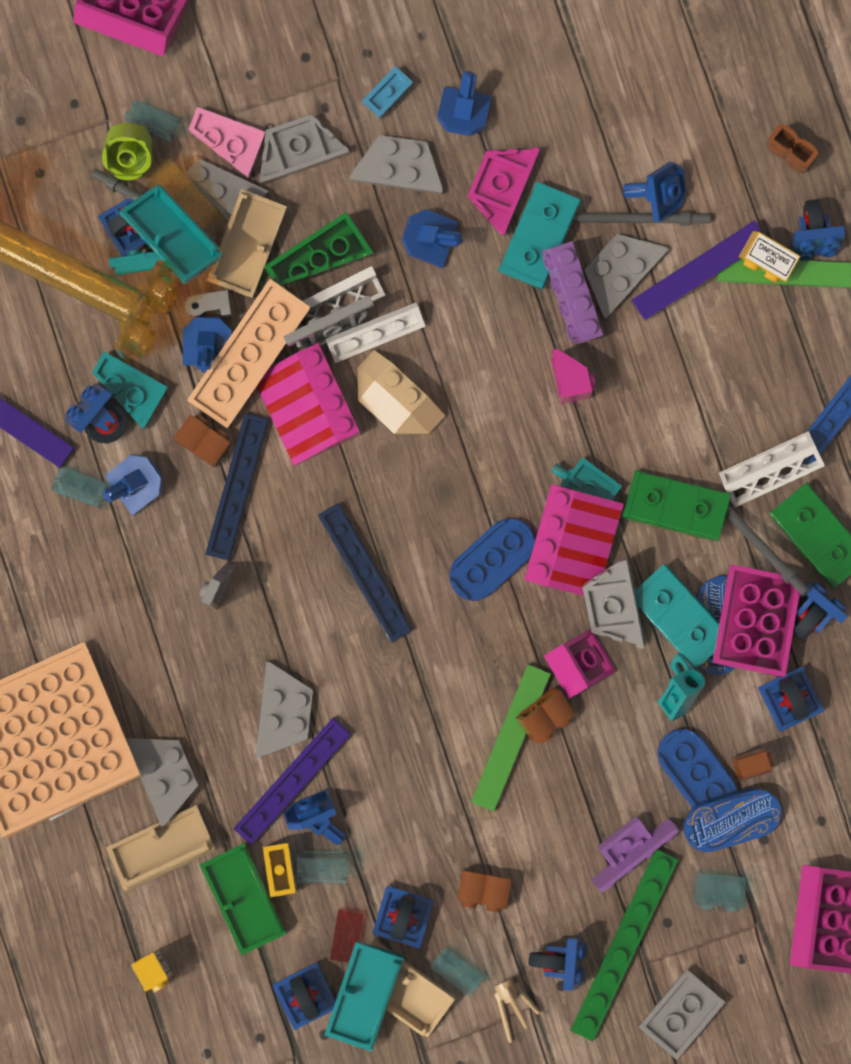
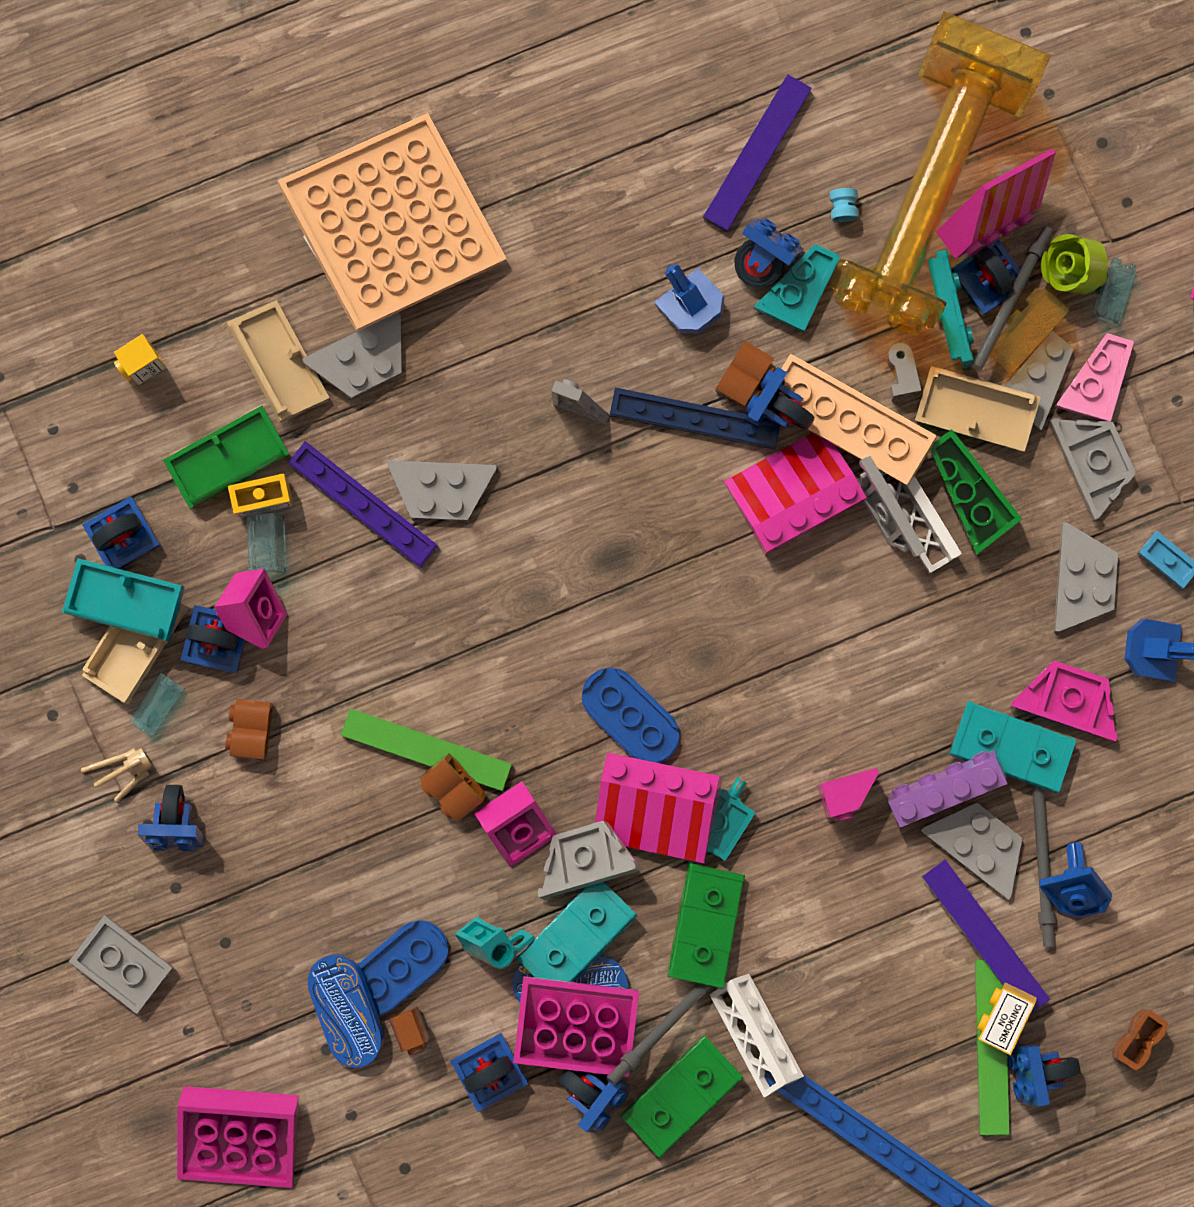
camera: 85 degrees right, 0 degrees up
(59, 345) = (844, 204): none -> medium azure wheel
(76, 211) = (998, 207): none -> dark pink slope
(79, 487) = (682, 239): clear light blue hinge -> none
(172, 233) = (979, 318): teal container -> none
(204, 340) = (860, 367): blue piece -> none
(238, 404) = (788, 409): none -> plate
(315, 814) = (325, 530): blue piece -> none
(345, 935) = (193, 576): clear red tile -> none
(365, 573) = (605, 570): dark blue tile -> none
(375, 332) = (884, 564): white plate -> none
(378, 882) = (251, 607): none -> dark pink slope
(395, 398) = (809, 591): tan wedge -> none
(430, 237) = (1001, 620): blue piece -> none
(623, 945) = (197, 894): green plate -> none
(630, 847) = (306, 893): medium lavender bracket -> none
(719, 891) = (263, 1001): clear light blue bracket -> none

